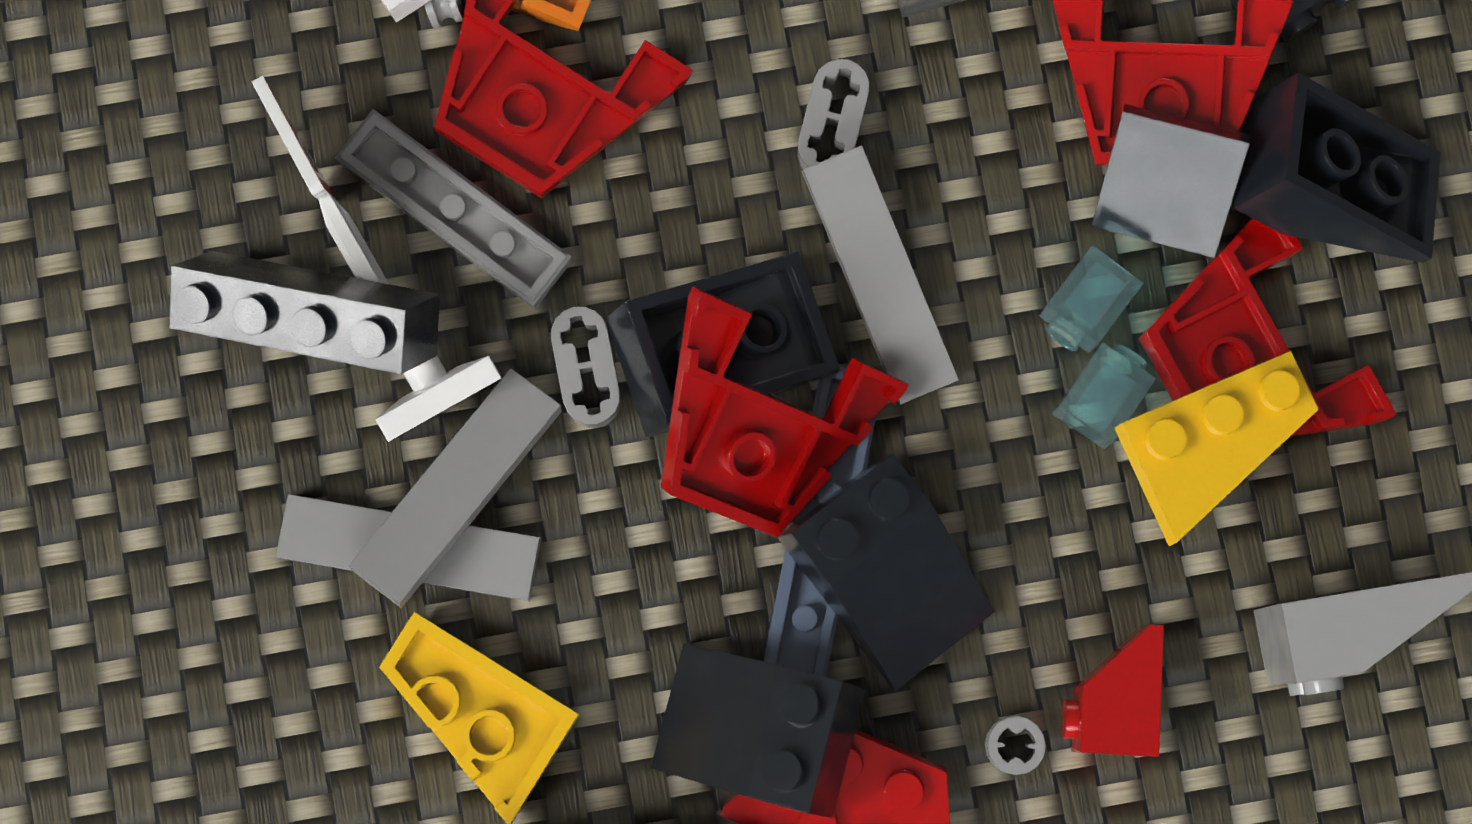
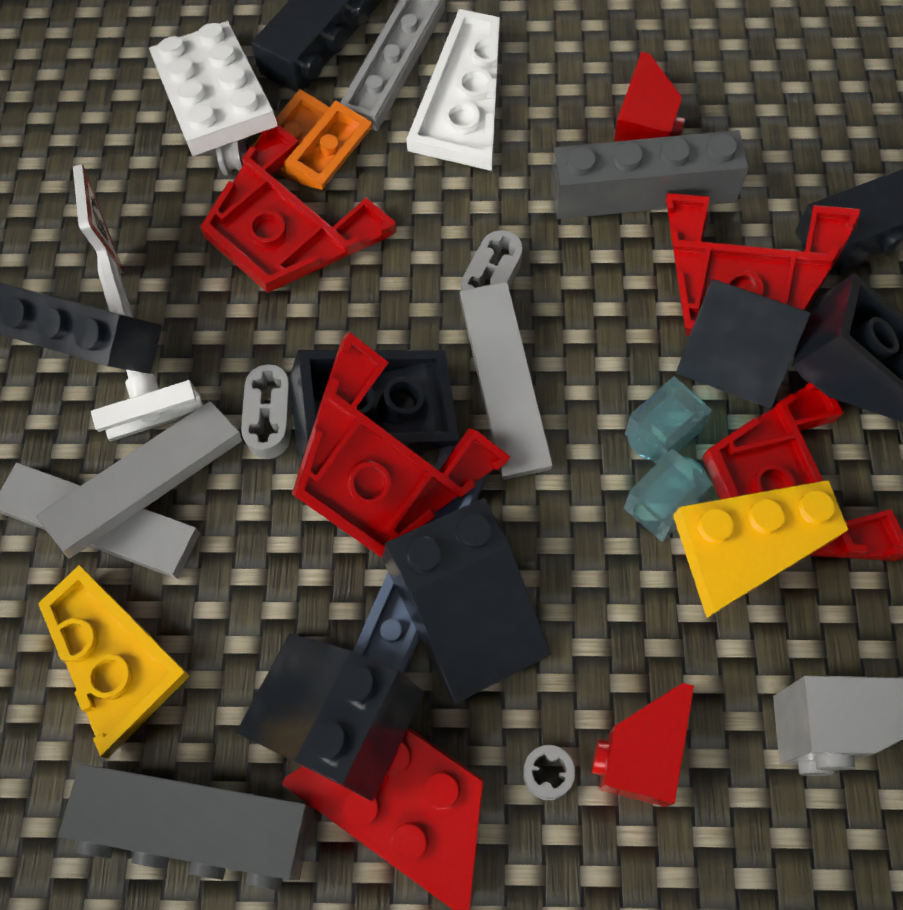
camera: 15 degrees right, 15 degrees down
(454, 209) = (204, 292): light grey tile -> none

